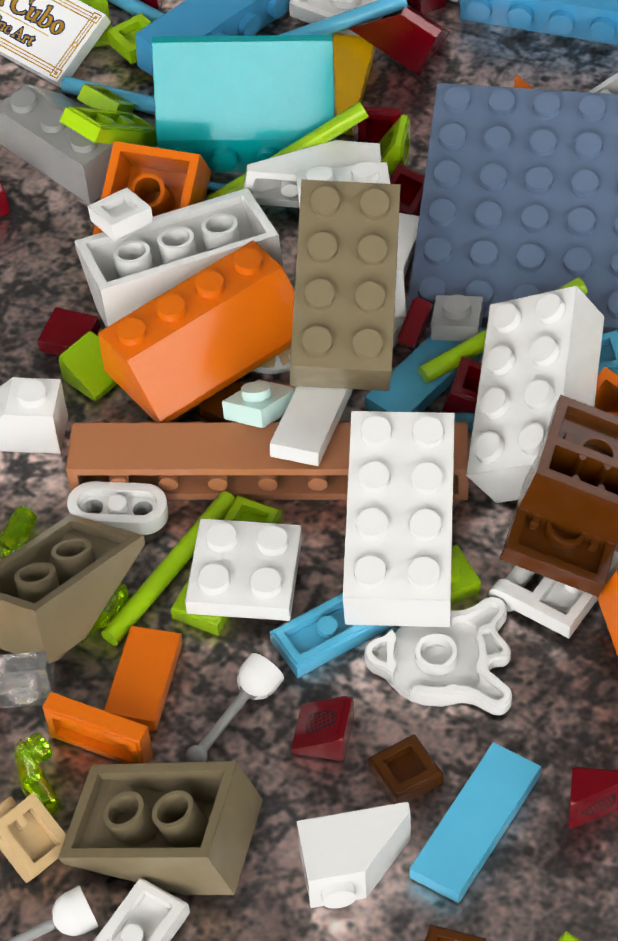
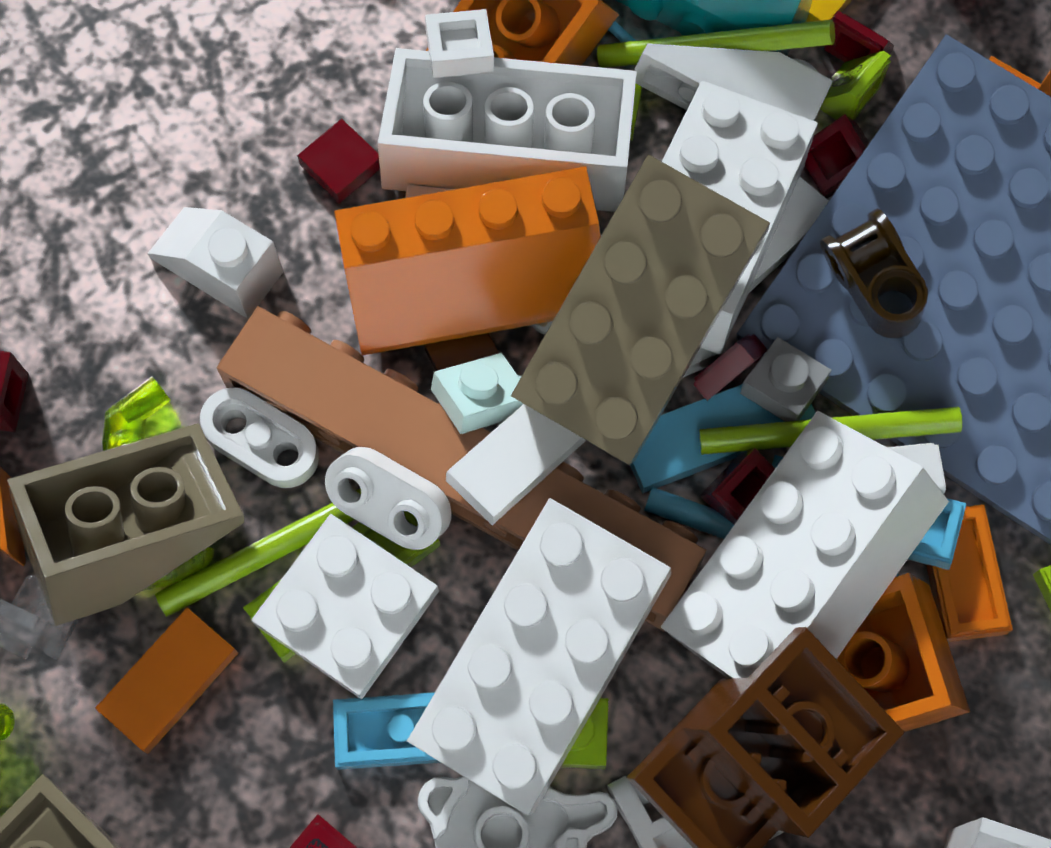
camera: 25 degrees right, 20 degrees up
(84, 369) = (320, 218): lime slope -> none
(97, 730) = (71, 732): orange tile -> none
(234, 491) = (385, 495): none -> white plate
(256, 681) = (280, 760): hinge -> none
(473, 222) = (874, 262): none -> dark brown piece

